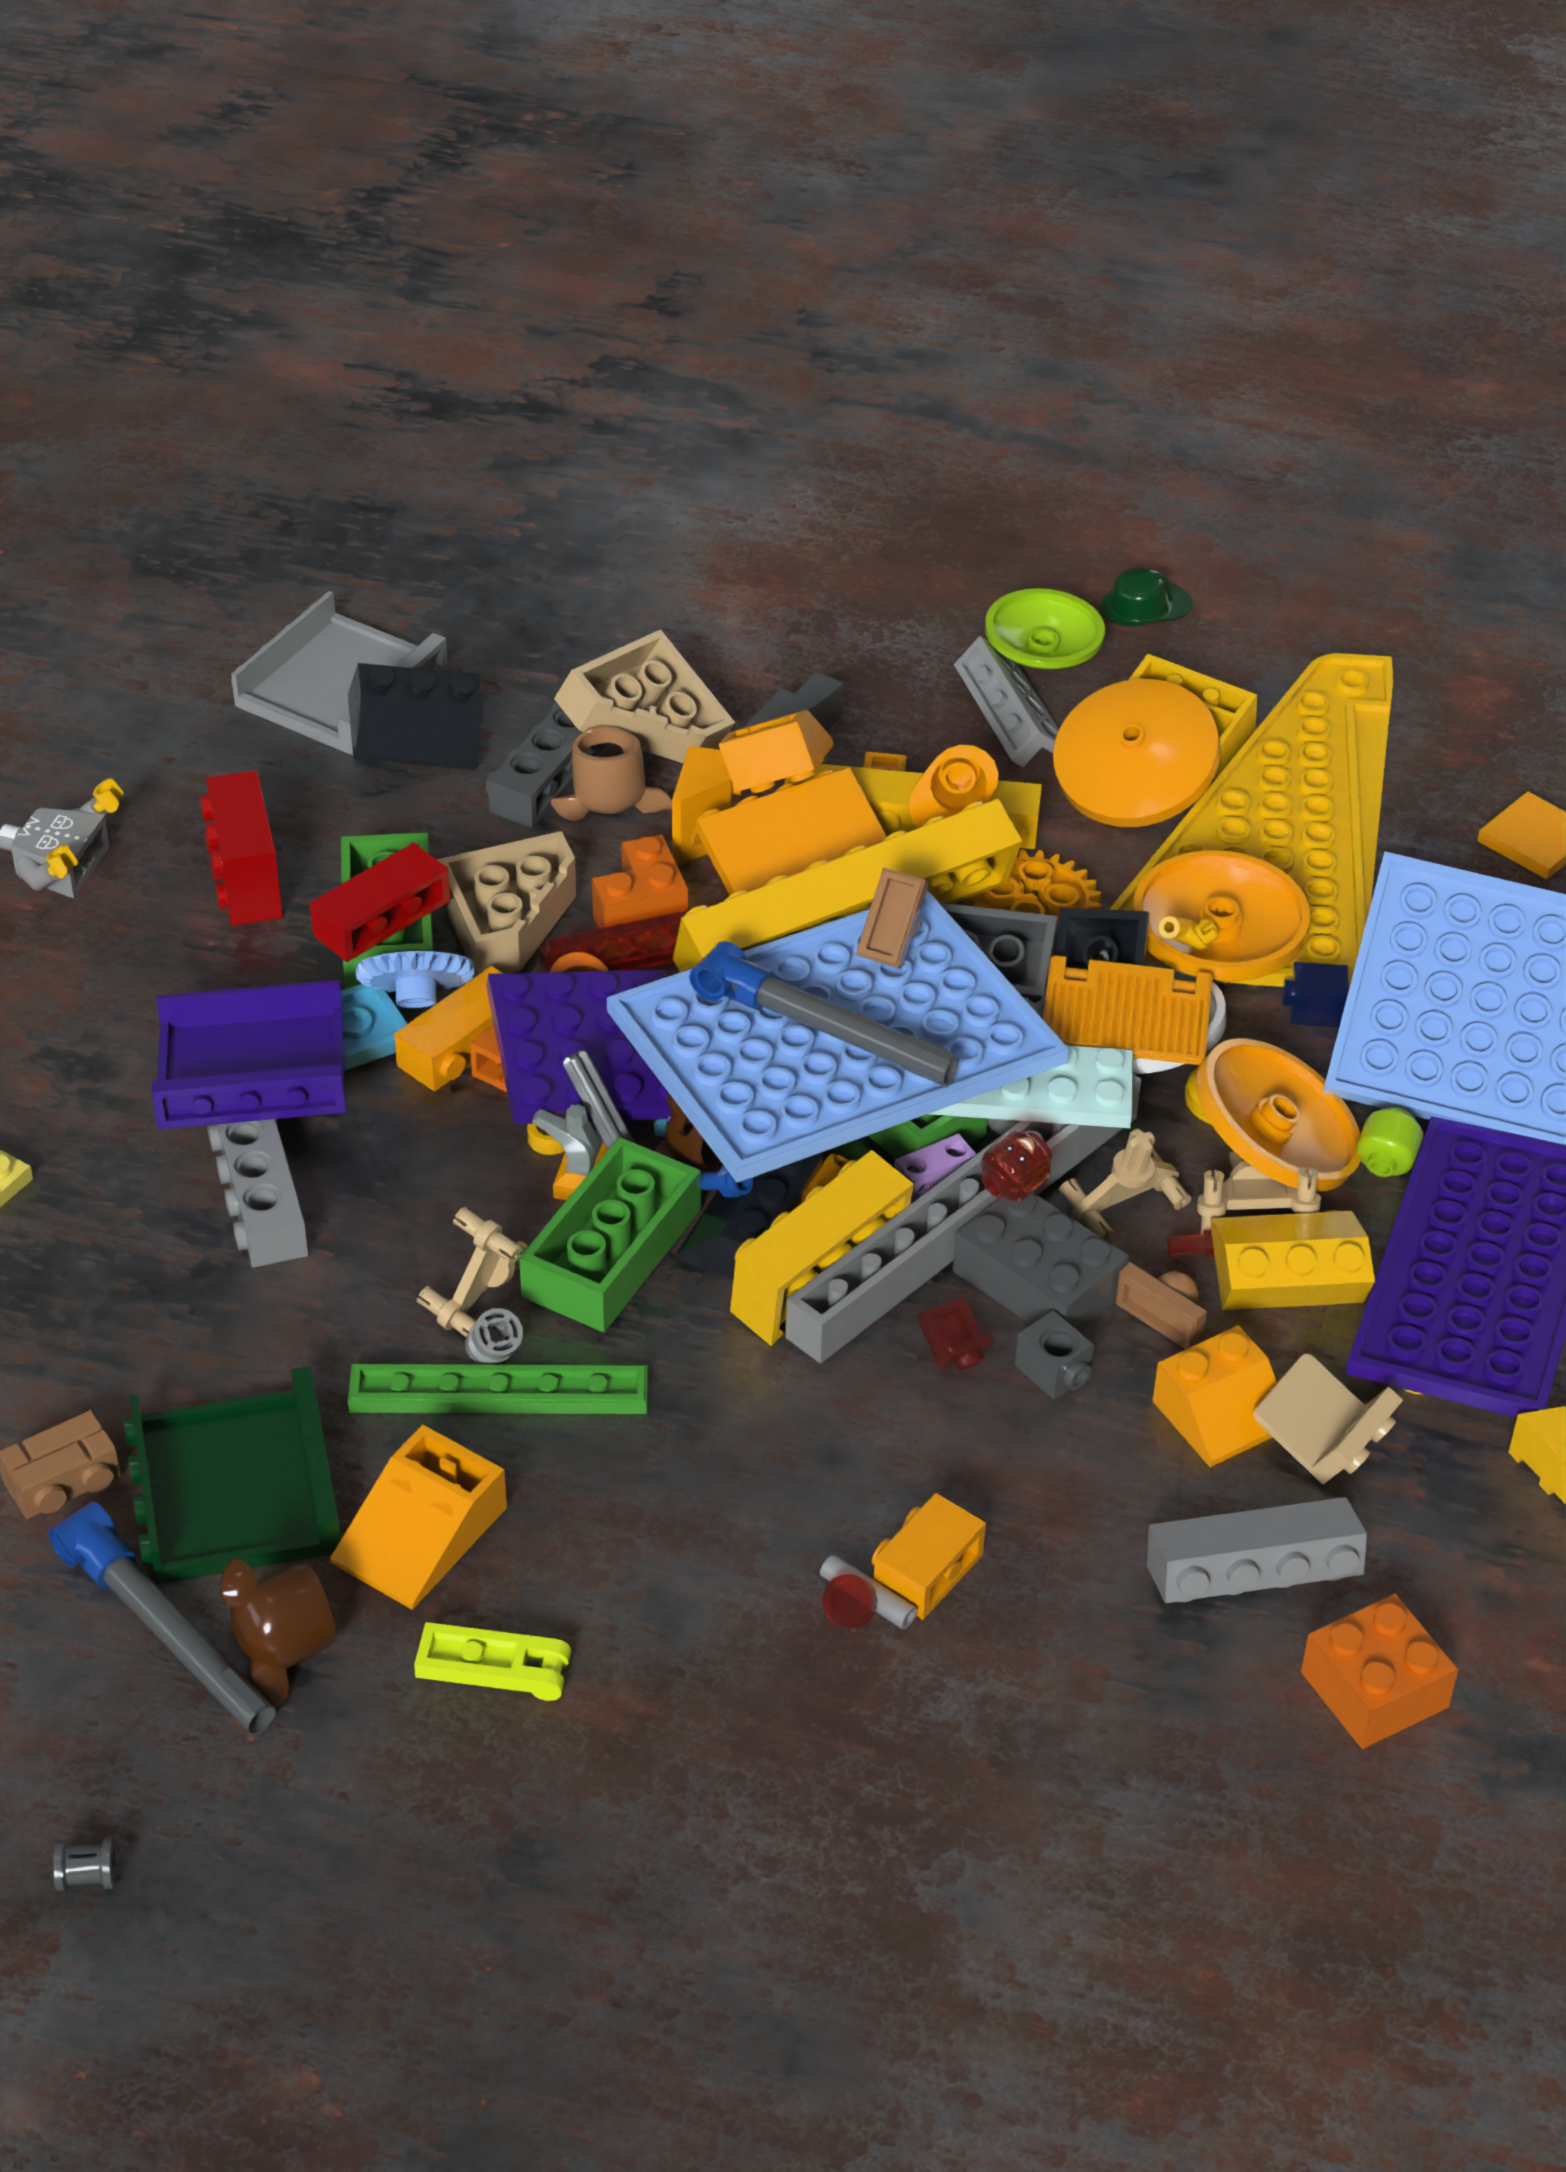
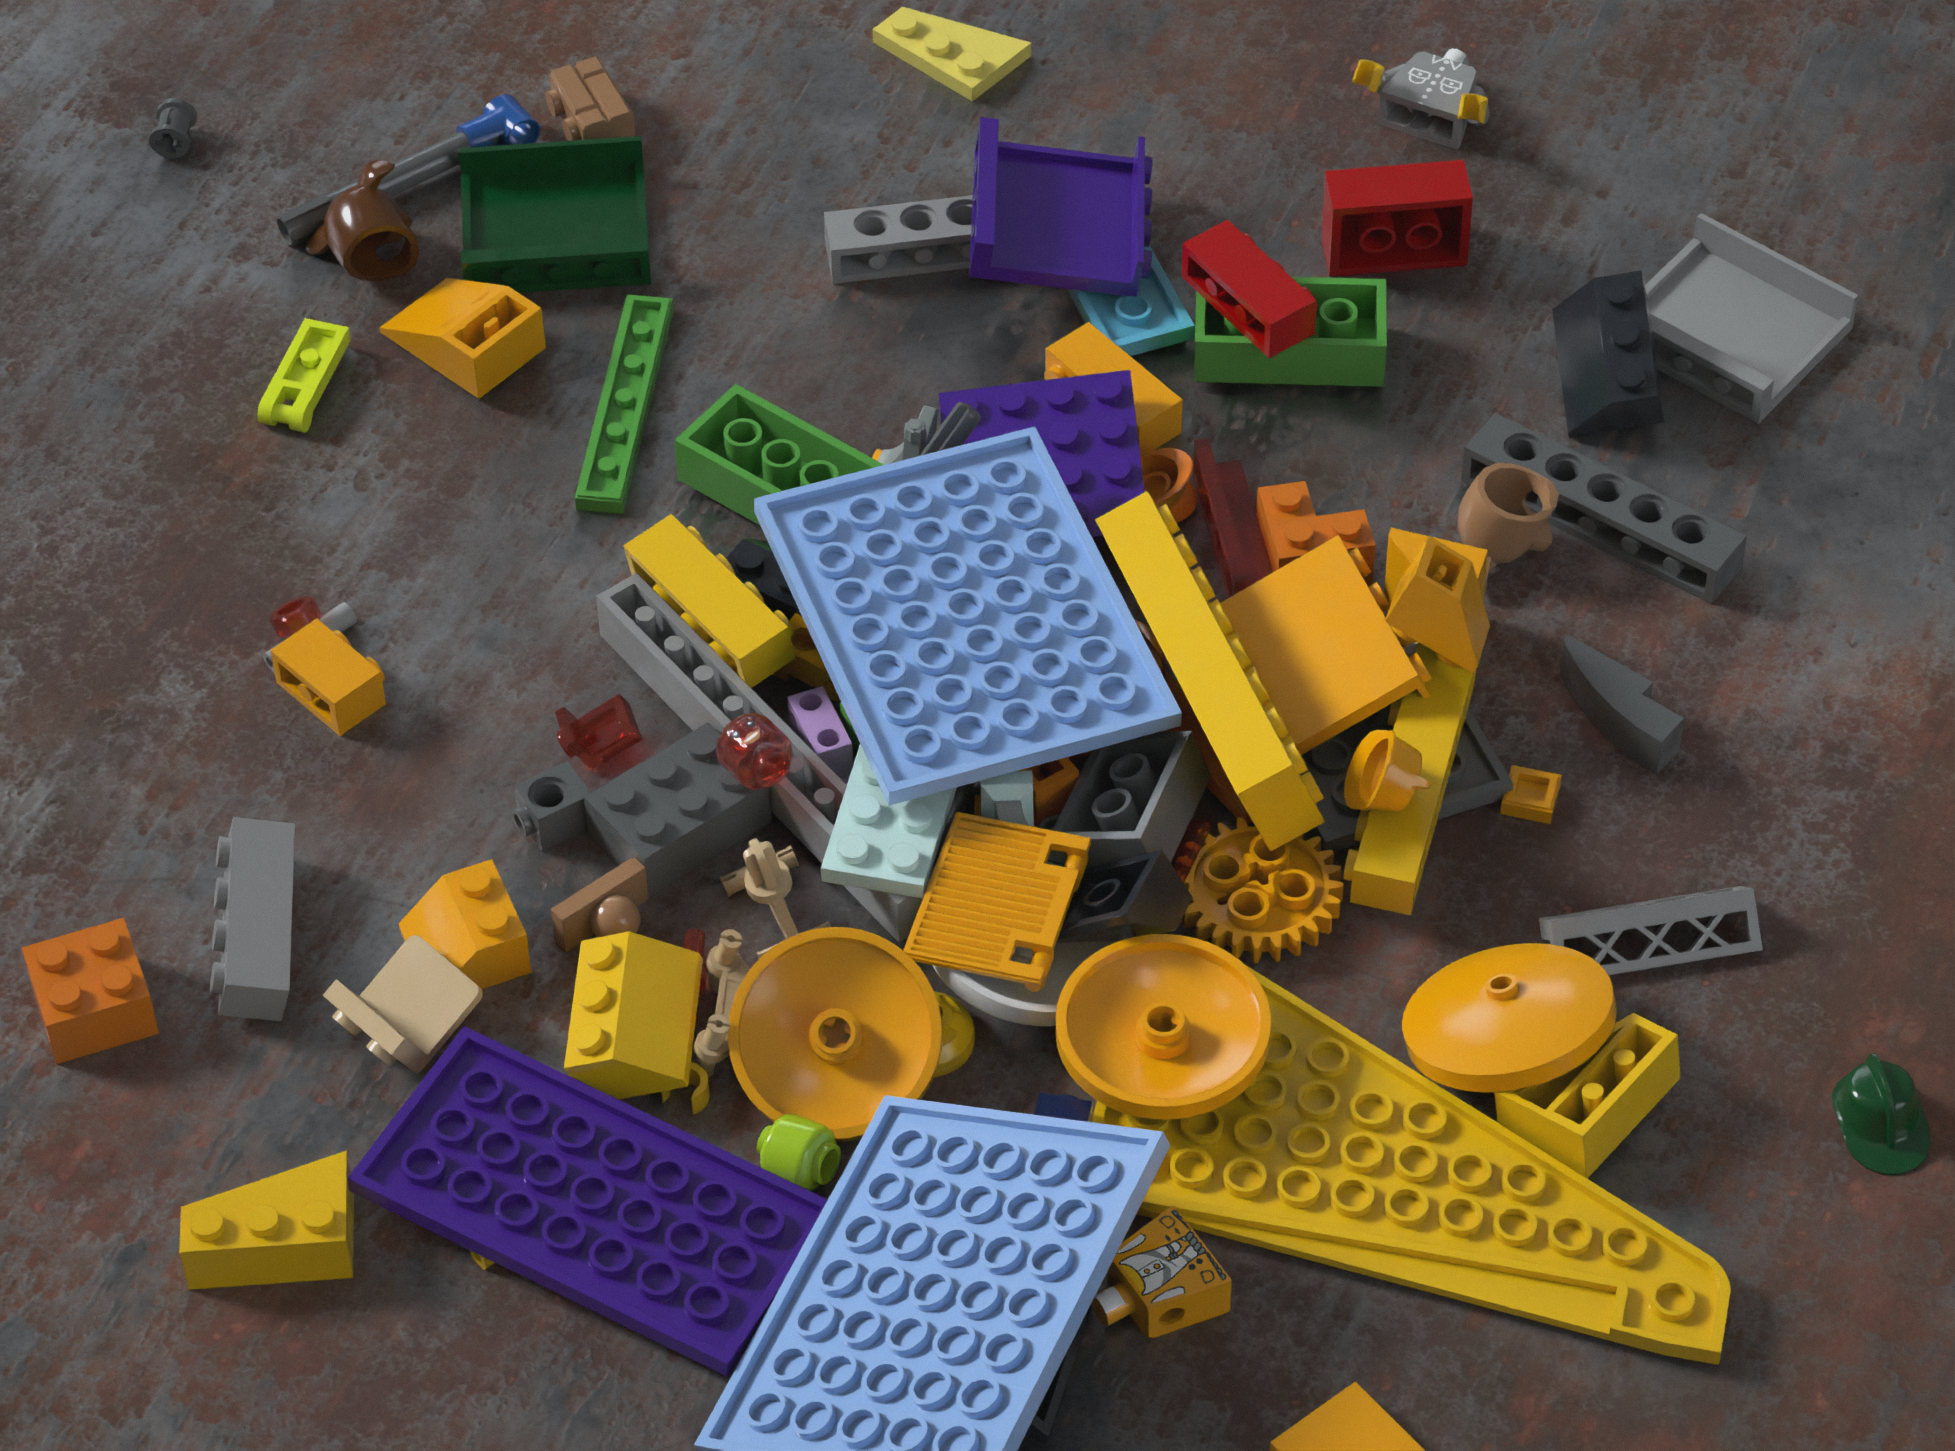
camera: 100 degrees right, 5 degrees up
(415, 975) = (1155, 325): light blue gear -> none
(486, 1345) = (667, 385): light grey wheel -> none
(489, 1266) = (738, 363): tan axle -> none
(509, 898) = (1293, 424): tan brick -> none
(649, 694) = (1609, 540): tan brick -> none
(730, 974) = (1027, 505): dark grey piece -> none
(892, 918) = (1089, 643): medium nougat tile -> none
(1044, 628) = (1779, 943): lime dish -> none
(1189, 932) = (1122, 973): yellow arm -> none

